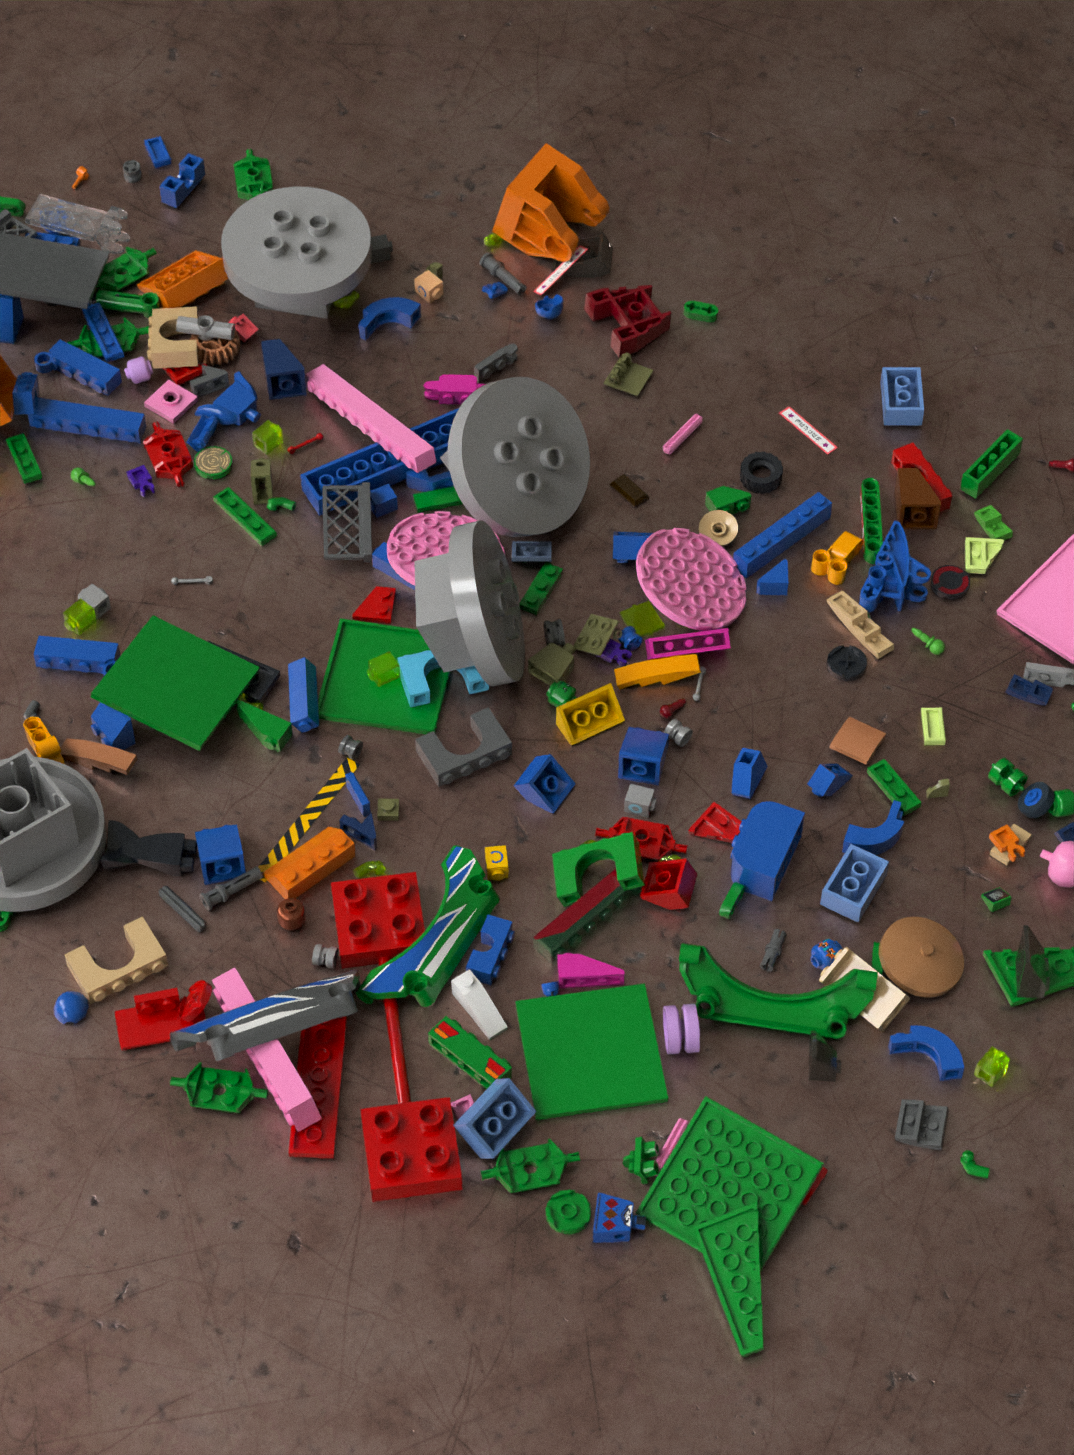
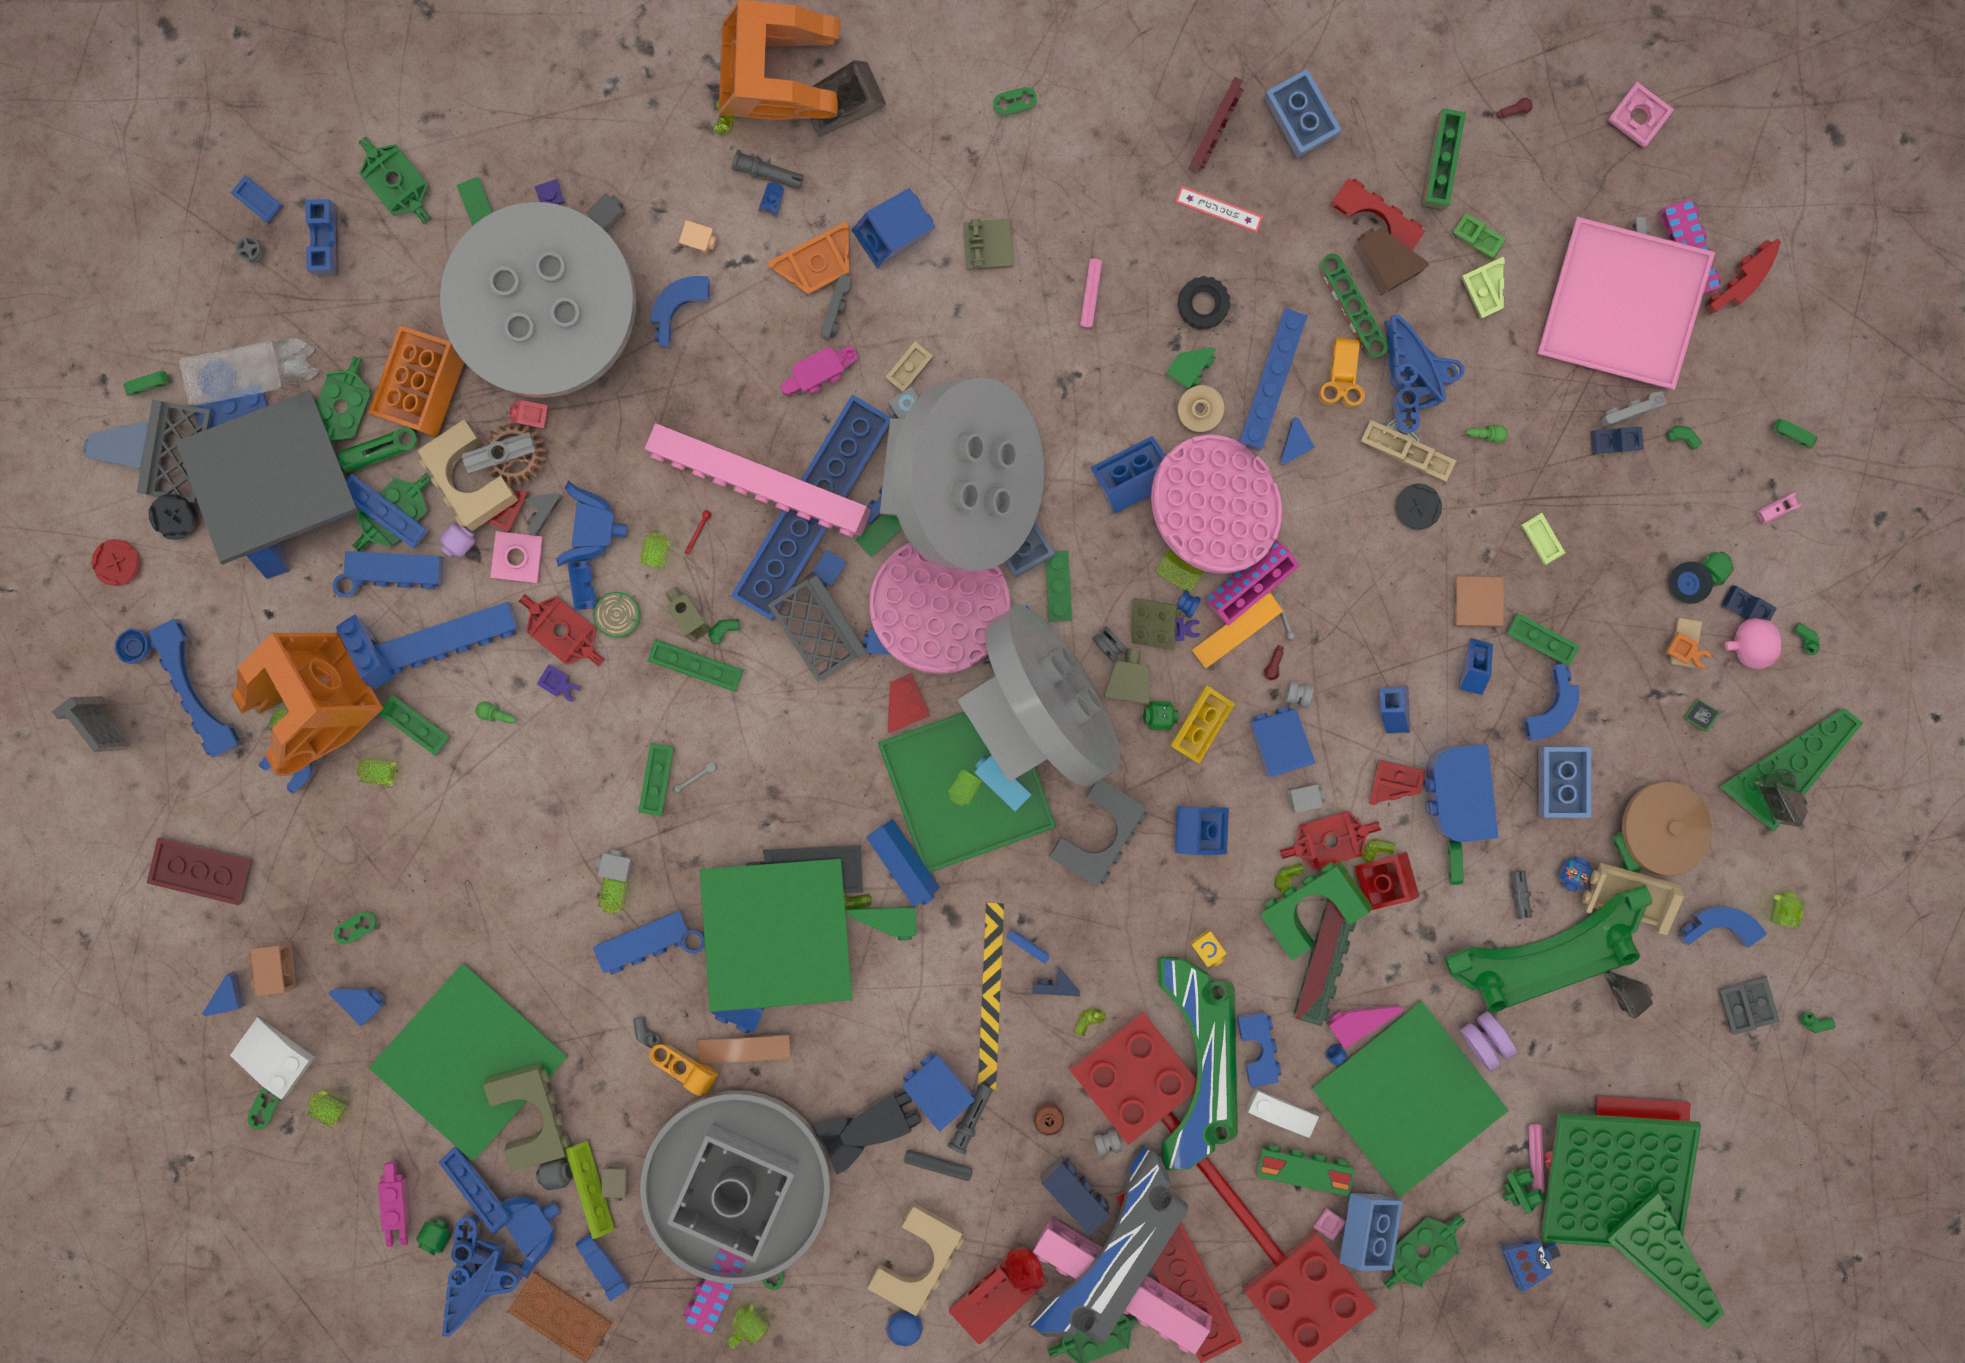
camera: 30 degrees left, 35 degrees up
(82, 175) = (196, 283): orange hand -> none
(164, 565) = (656, 779): none -> green plate
(273, 963) = (1075, 1194): none -> dark blue brick
(282, 371) = (613, 459): dark blue slope -> none
(310, 863) = (1027, 1049): orange slope -> none
(350, 747) = (987, 895): dark grey wheel -> none
(388, 810) = (1065, 942): olive plate -> none
(436, 269) = (687, 208): olive tile -> none
(498, 333) = (816, 261): none -> orange wing
(549, 307) = (847, 193): blue hair -> none
(552, 278) = (829, 136): sticker -> none
(567, 335) = (893, 227): none -> blue slope
(568, 1212) = (1480, 1272): green tile -> none
(629, 490) = (1076, 402): dark brown tile -> none
(635, 313) = (949, 155): dark red wedge -> none
(833, 374) = (1220, 119): none -> dark red plate
(938, 790) = (1586, 618): olive tile -> none
(950, 582) = (1472, 341): black tile -> none
(1009, 778) = (1648, 567): green wheel -> none

